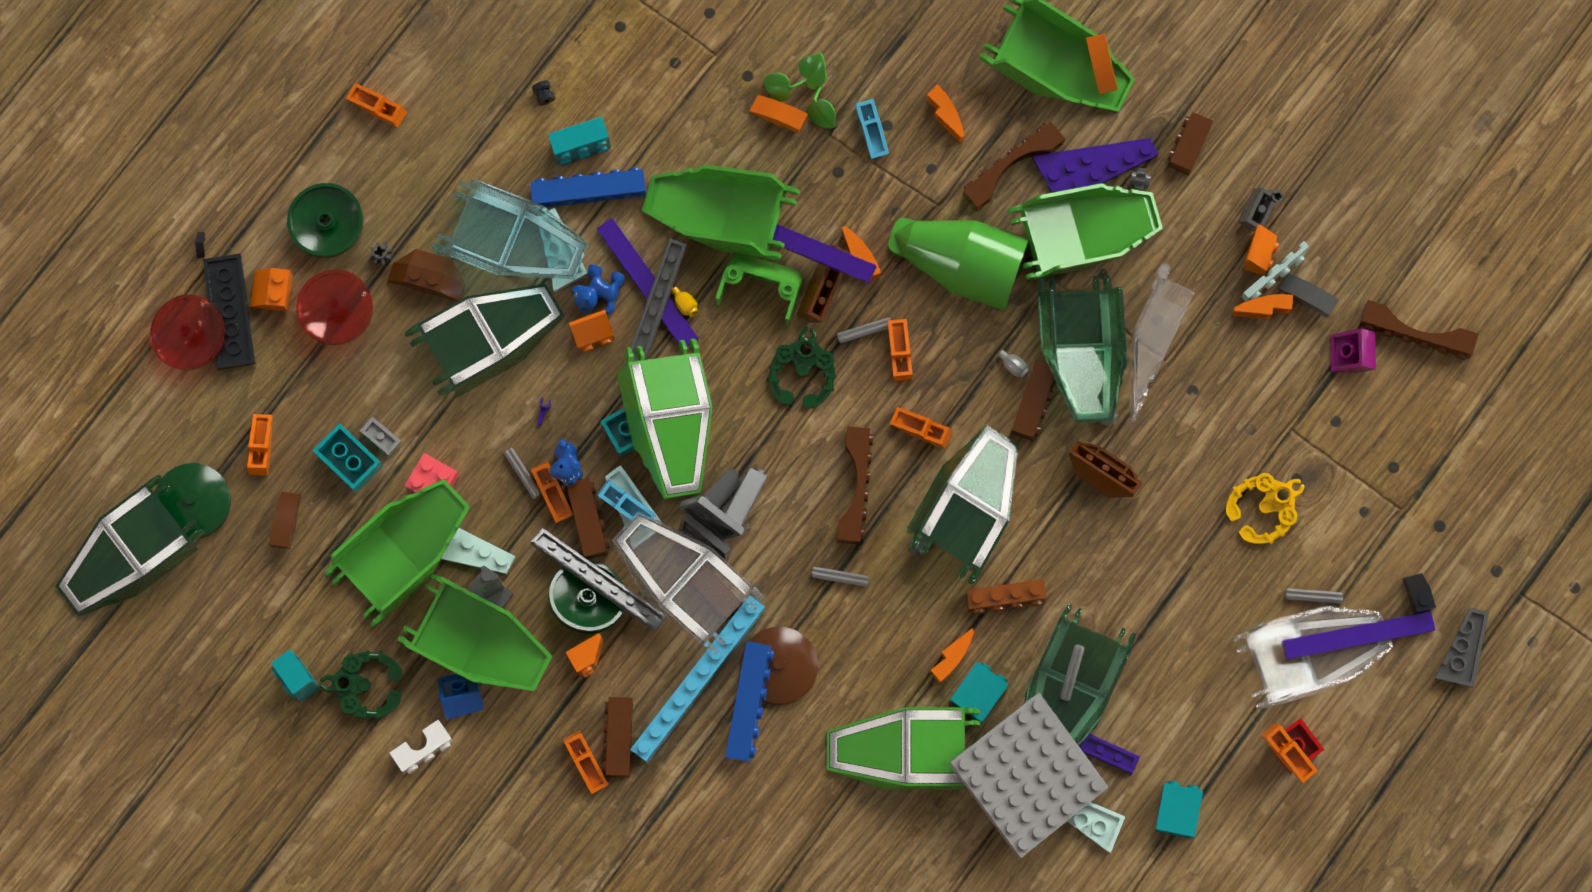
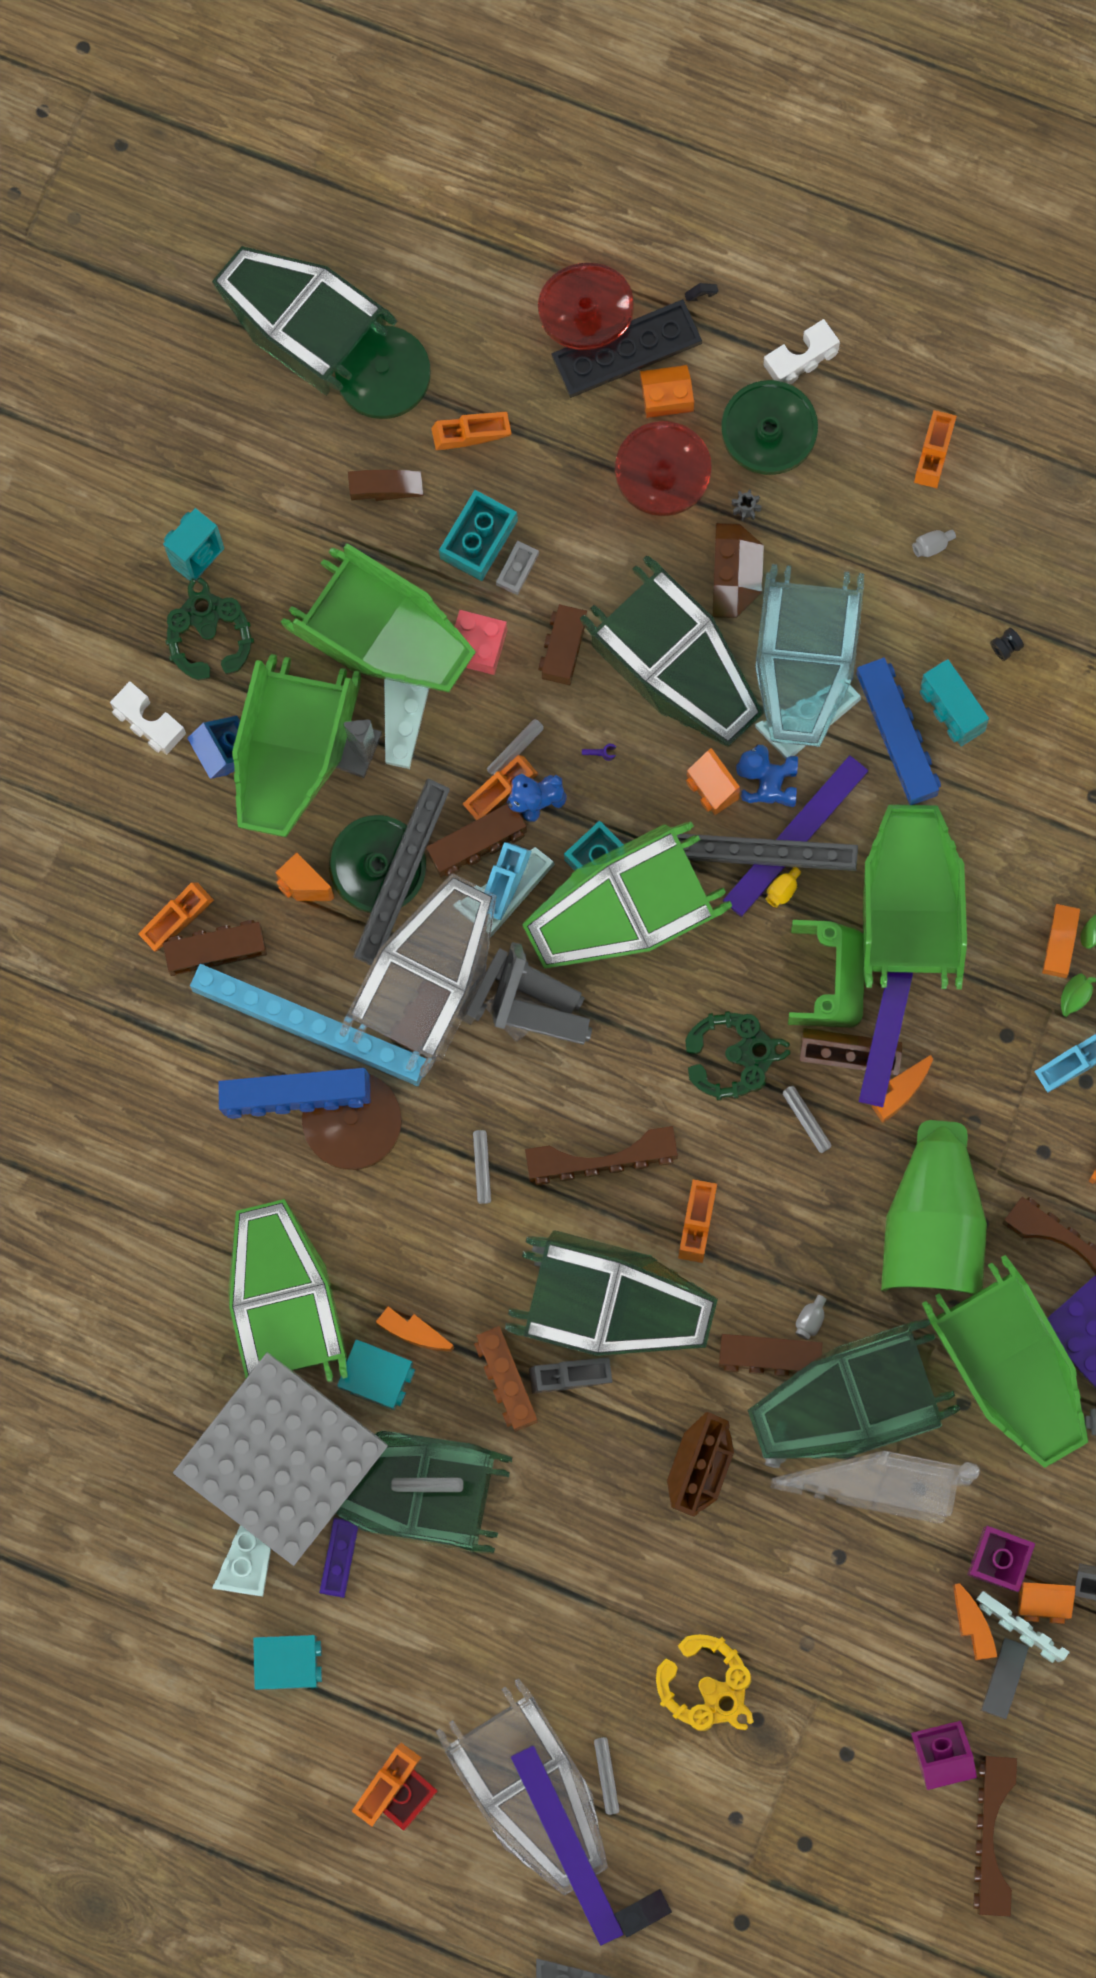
camera: 80 degrees right, 0 degrees up
(266, 167) = (787, 367): none -> white arch
(449, 126) = (932, 542): none -> light grey plant
(451, 416) = (562, 645): none -> reddish brown brick
(900, 350) = (791, 1169): orange slope -> none
(1014, 549) = (570, 1375): none -> dark grey slope
(1223, 274) = (1001, 1559): none -> magenta slope

